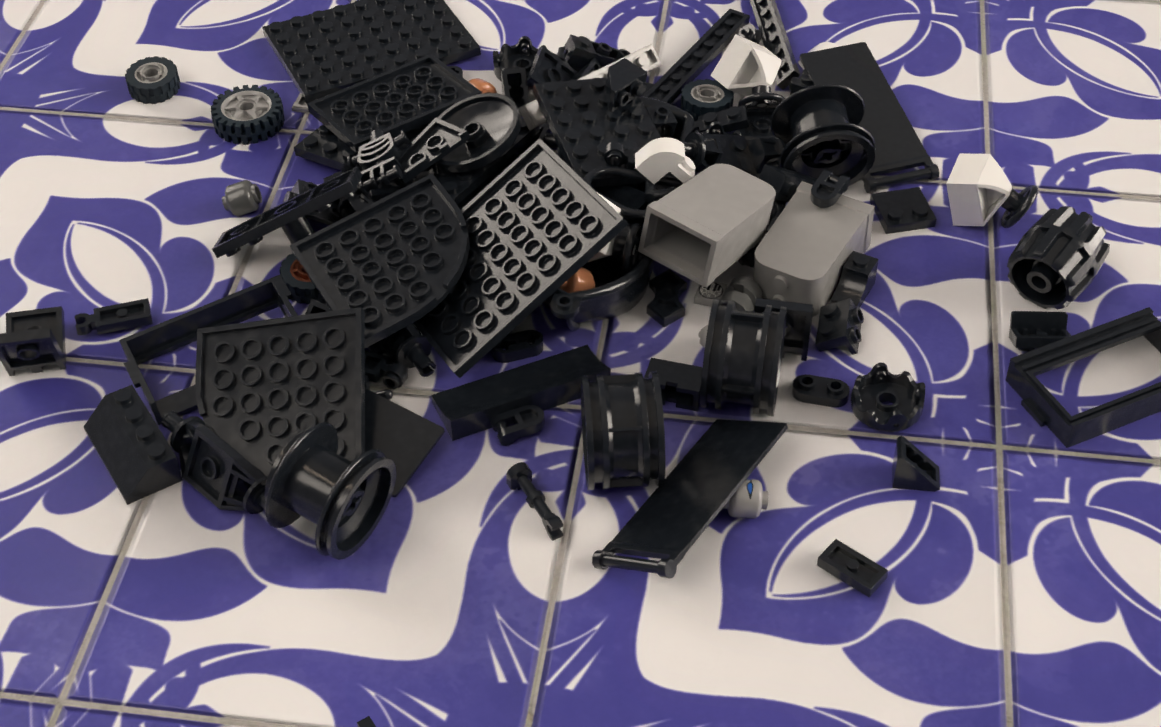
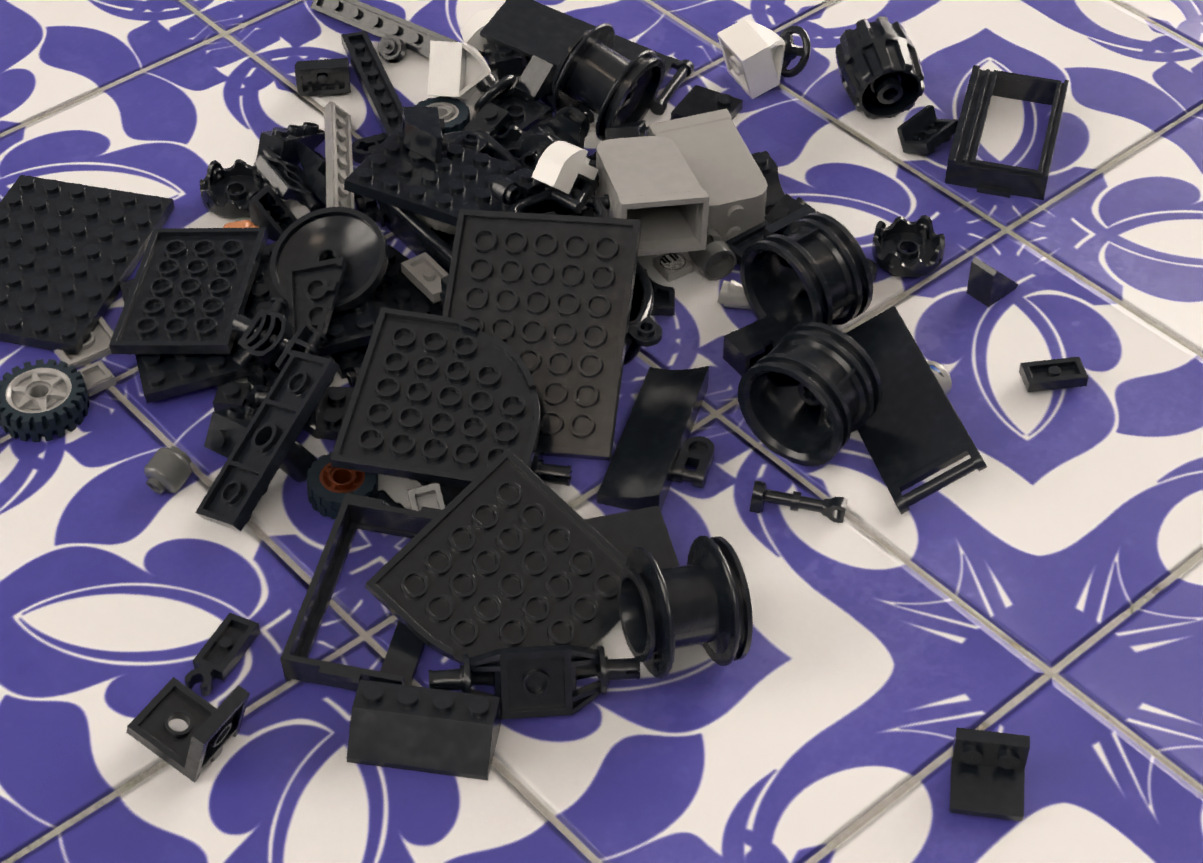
camera: 50 degrees left, 0 degrees up
(294, 122) = (97, 377): none -> light grey tile
(678, 28) = (322, 77): none -> black bracket
(828, 189) = (684, 115): black plate -> none

